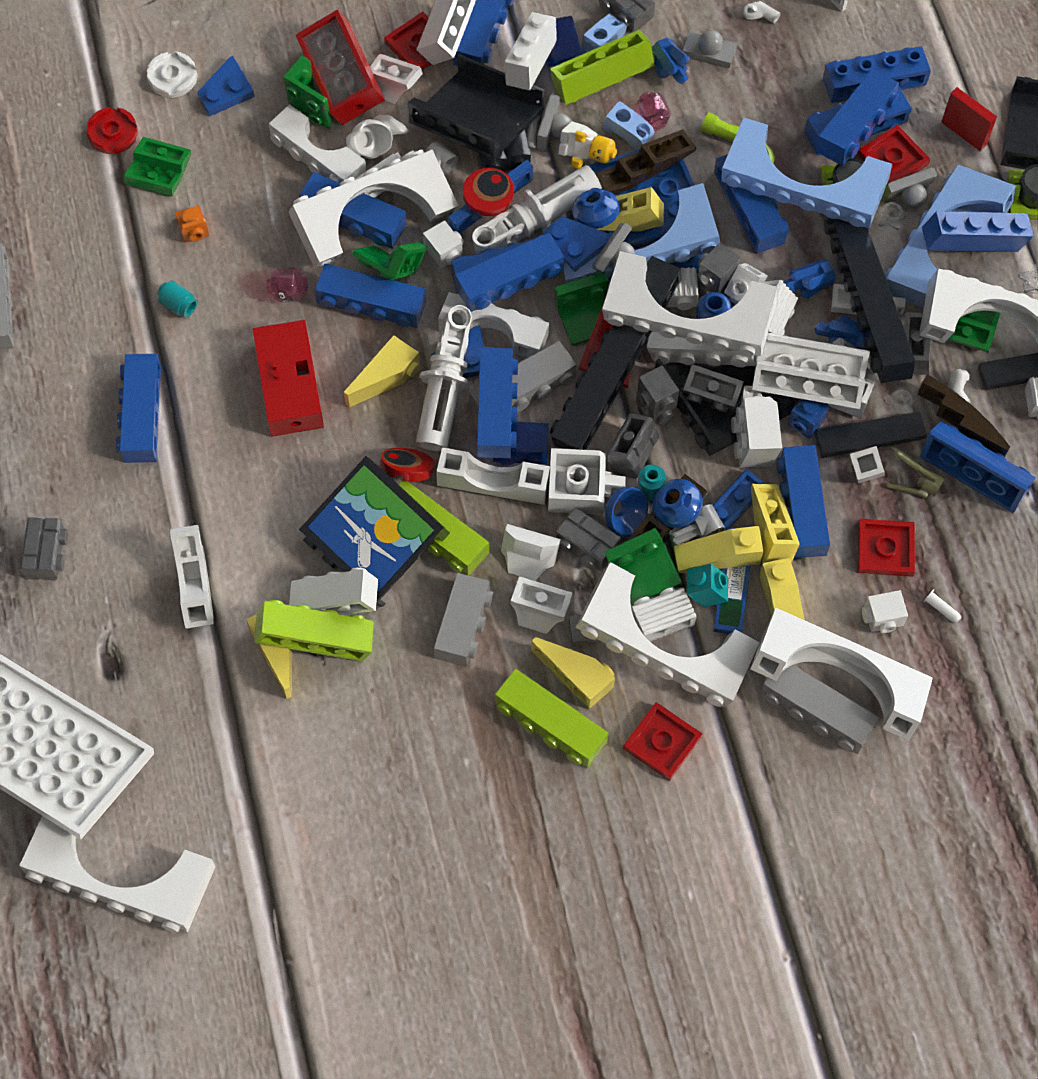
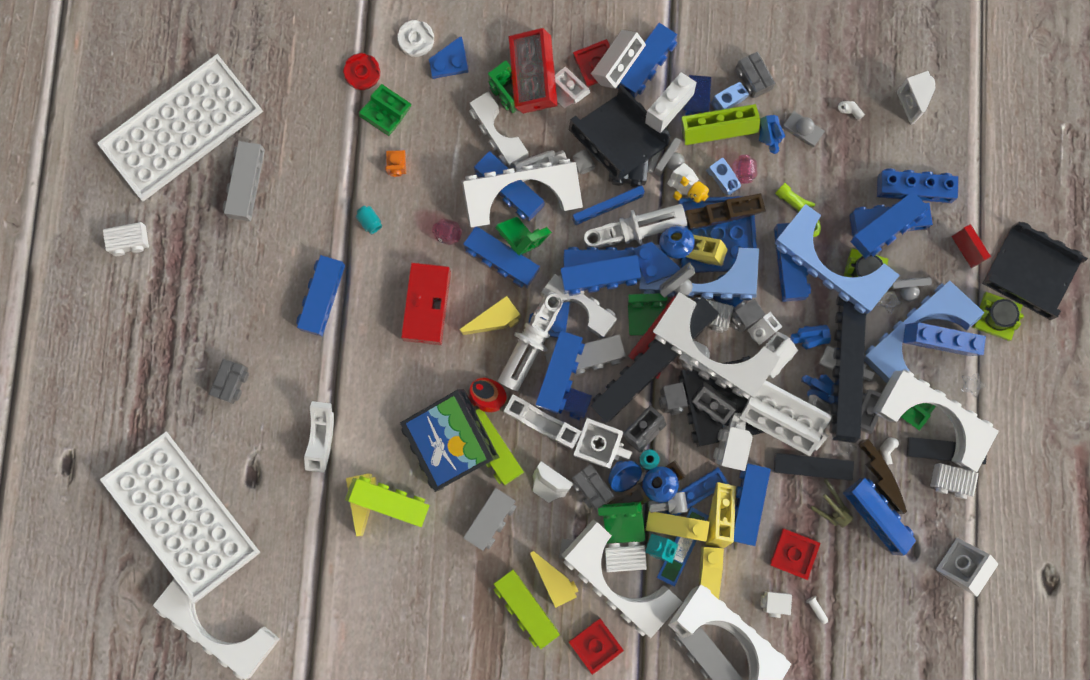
camera: 20 degrees right, 15 degrees up
(342, 592) = (408, 478): white brick -> none
(374, 136) = (541, 132): white hair -> none
(443, 244) = (564, 232): white brick -> none
(488, 191) = (606, 204): tile -> none
(539, 604) = (545, 524): white slope -> none
(711, 305) = (735, 342): blue head -> none
(808, 416) = (771, 445): blue brick -> none
(867, 464) = (802, 493): white brick -> none
(898, 150) = (907, 255): red tile -> none

